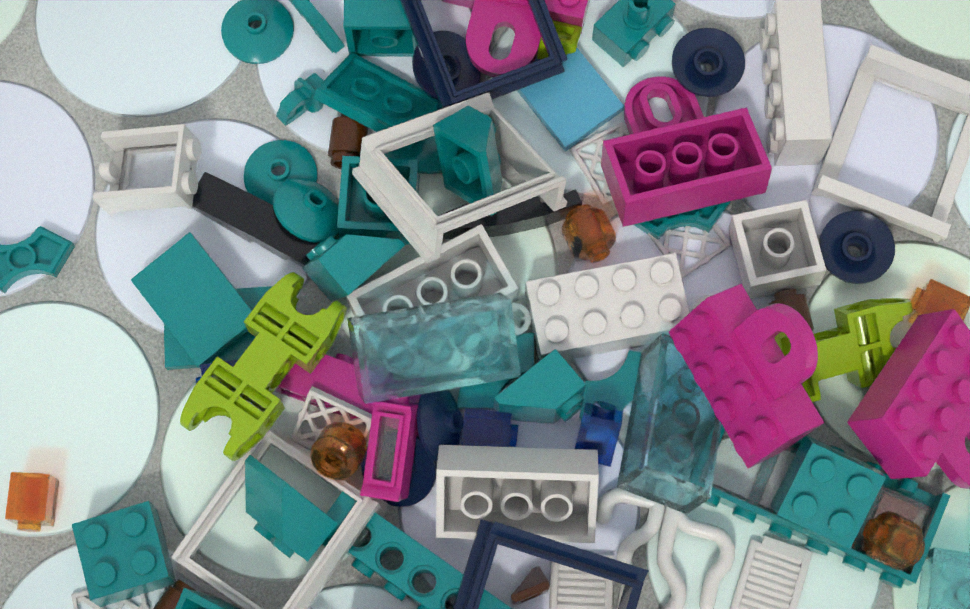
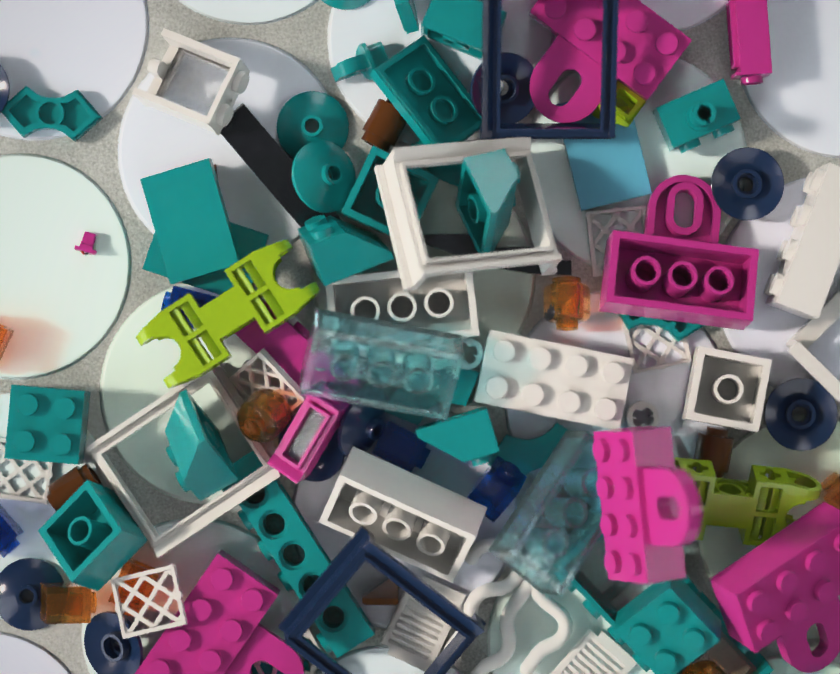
camera: 25 degrees right, 15 degrees up
(102, 367) = (87, 244): none -> dark pink piece

